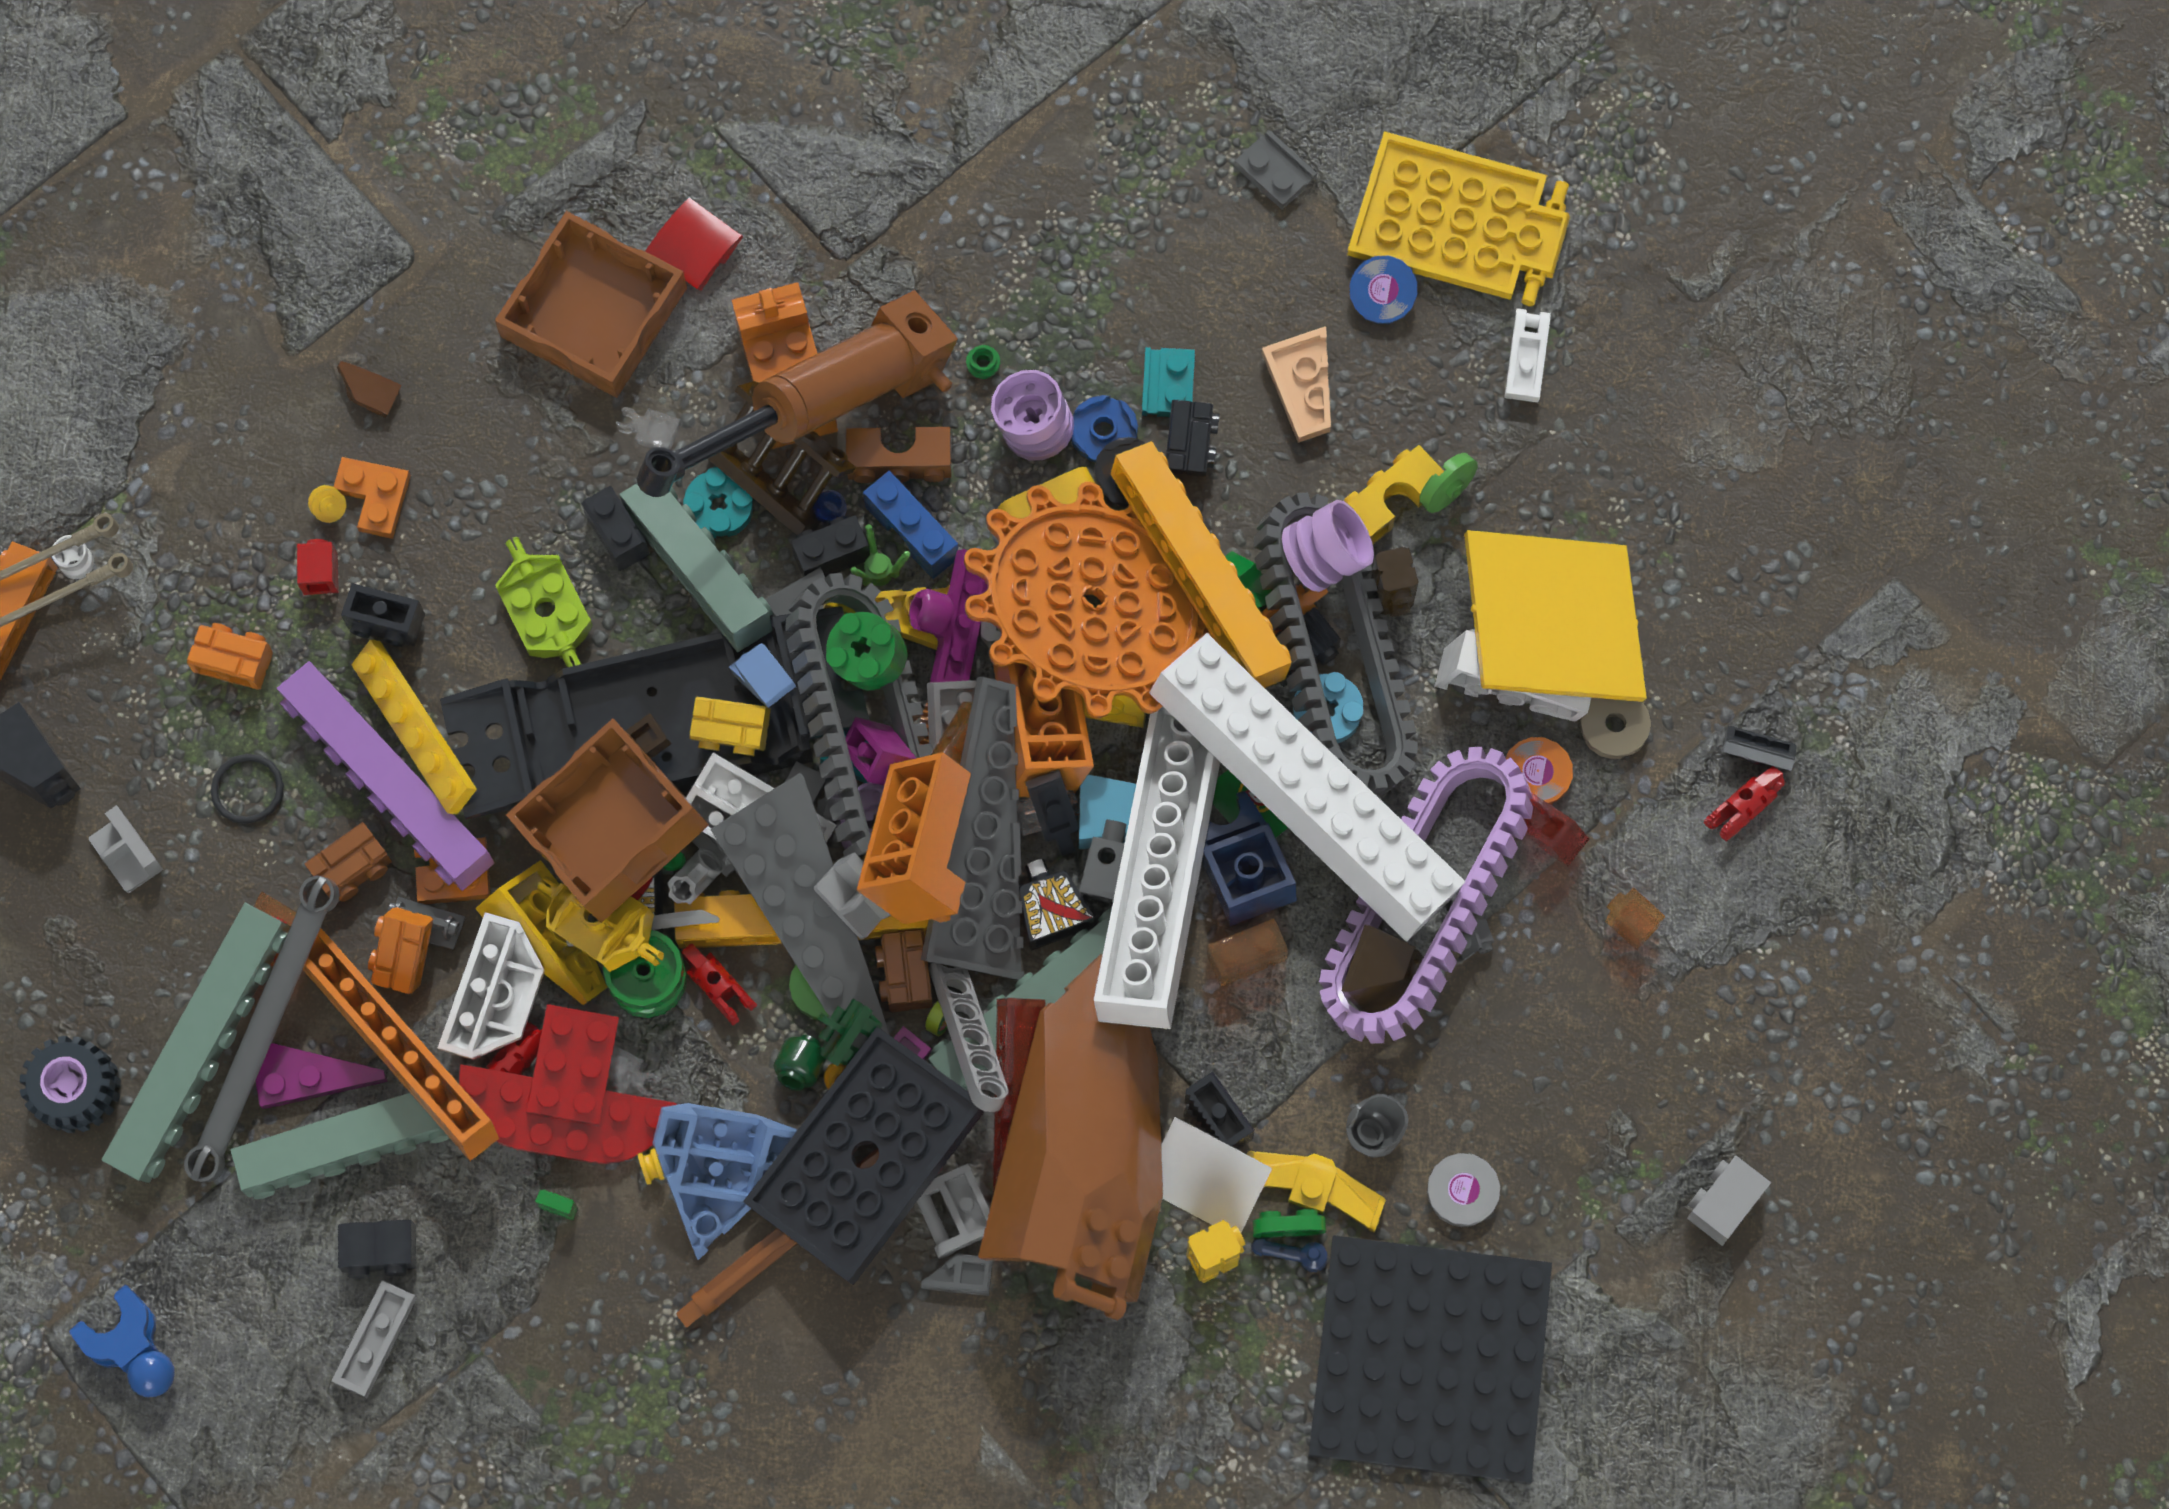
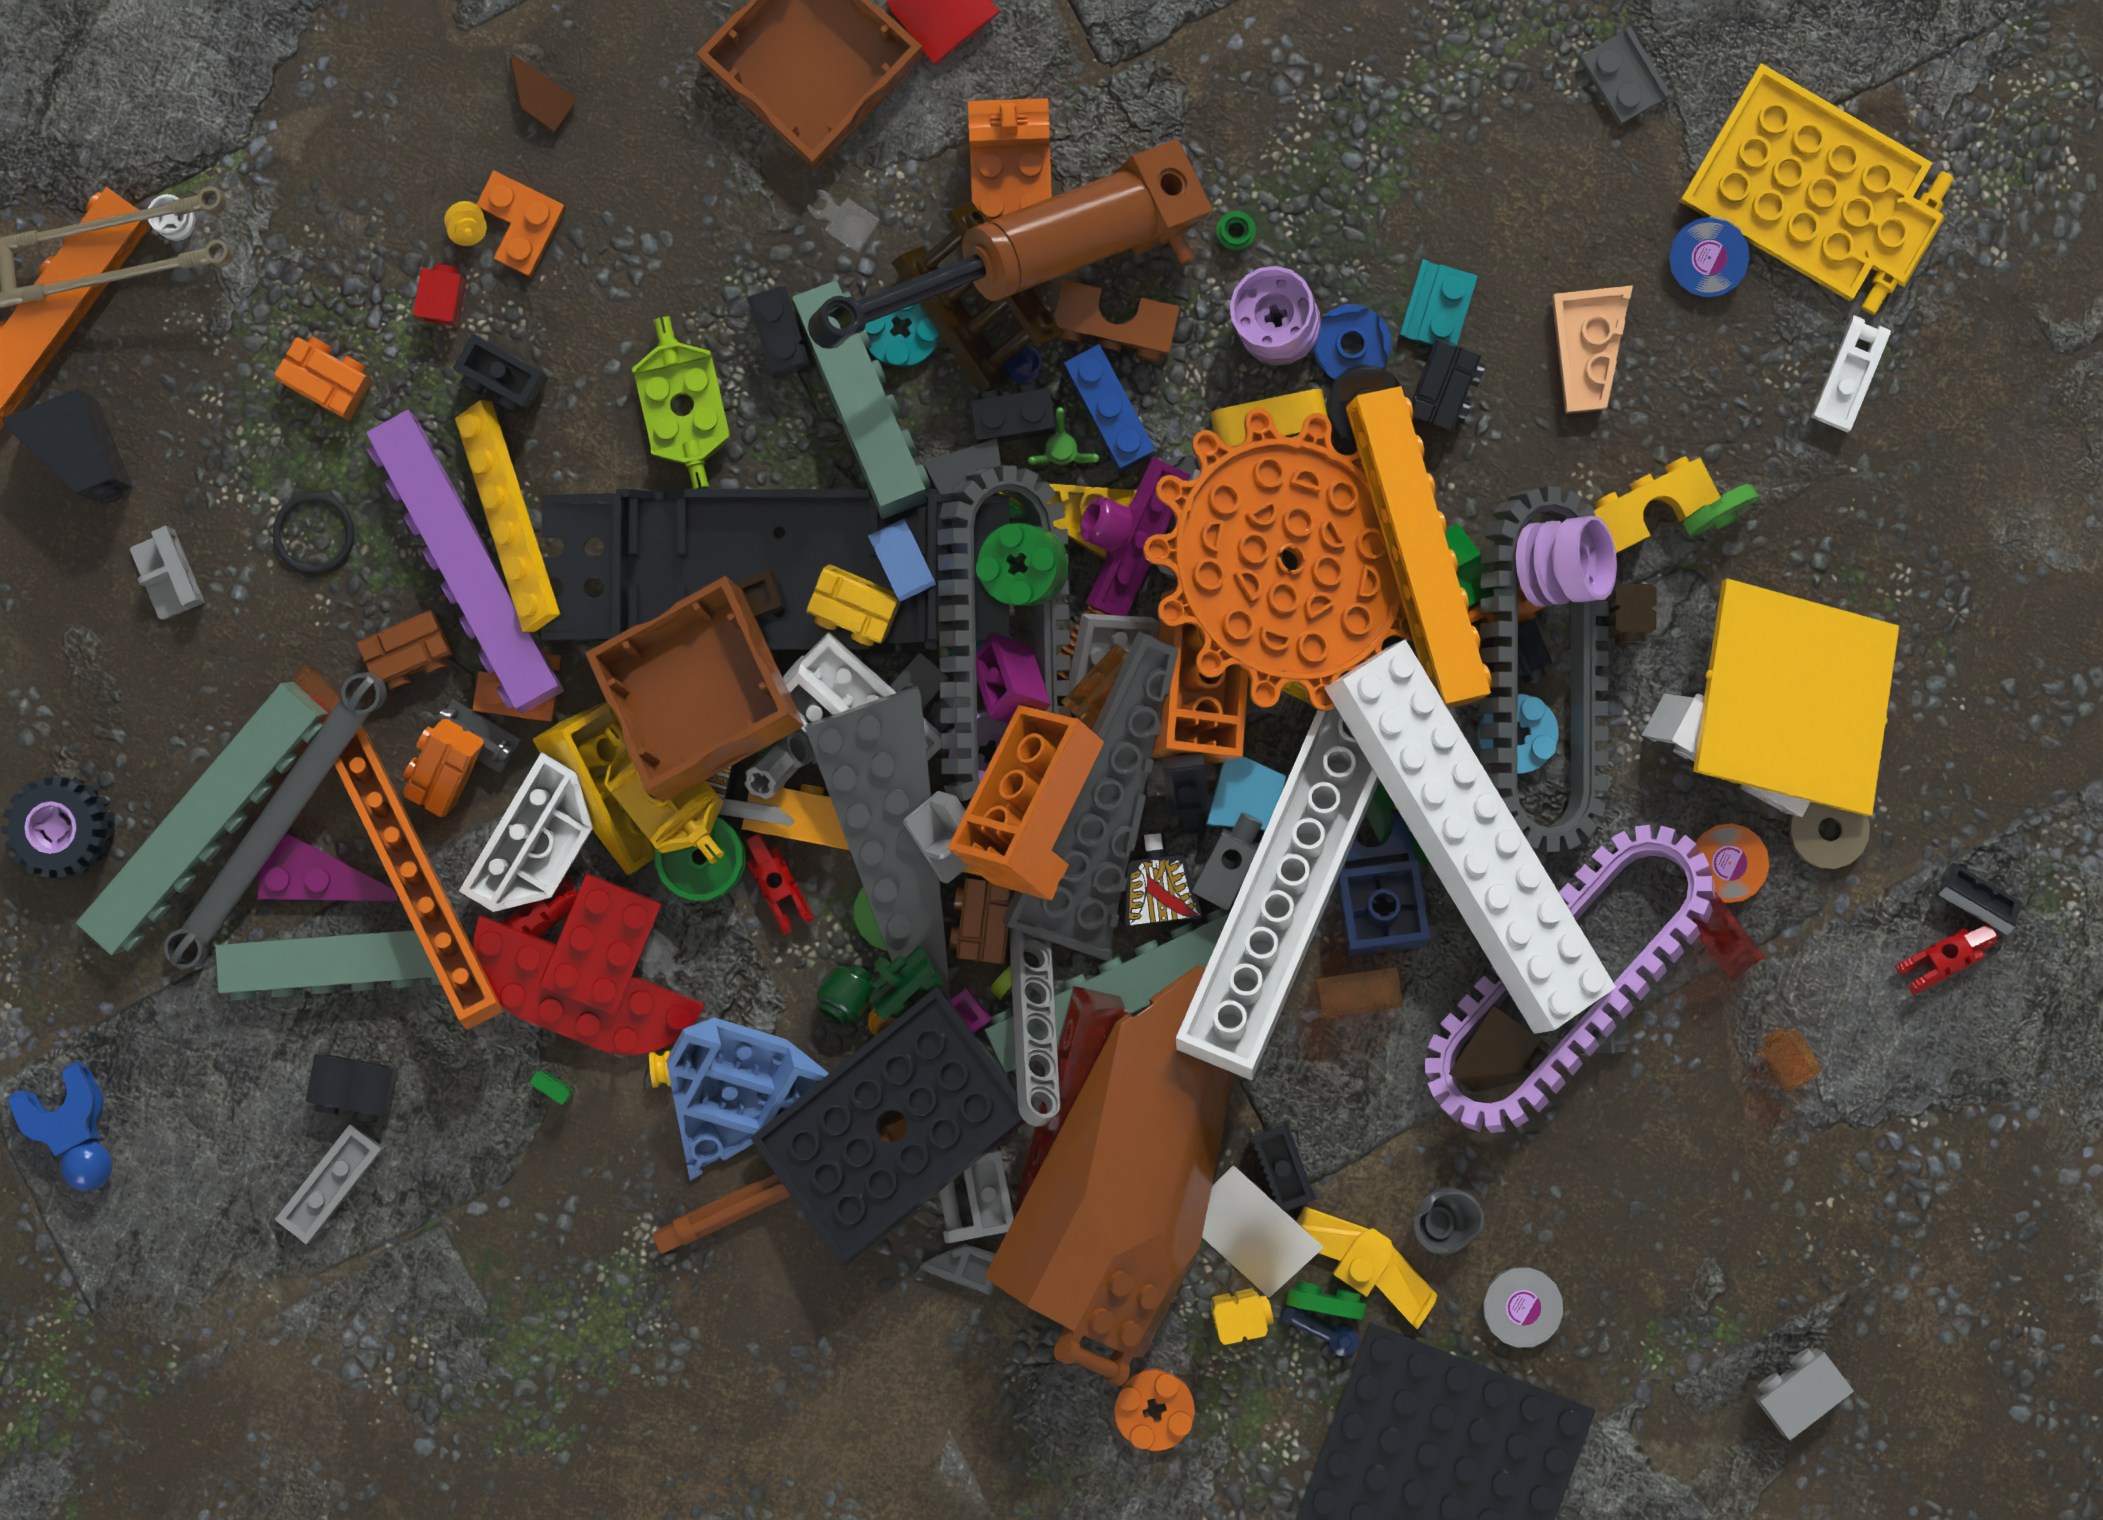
camera: 10 degrees right, 15 degrees up
(1159, 1381) = (1174, 1421): none -> orange plate

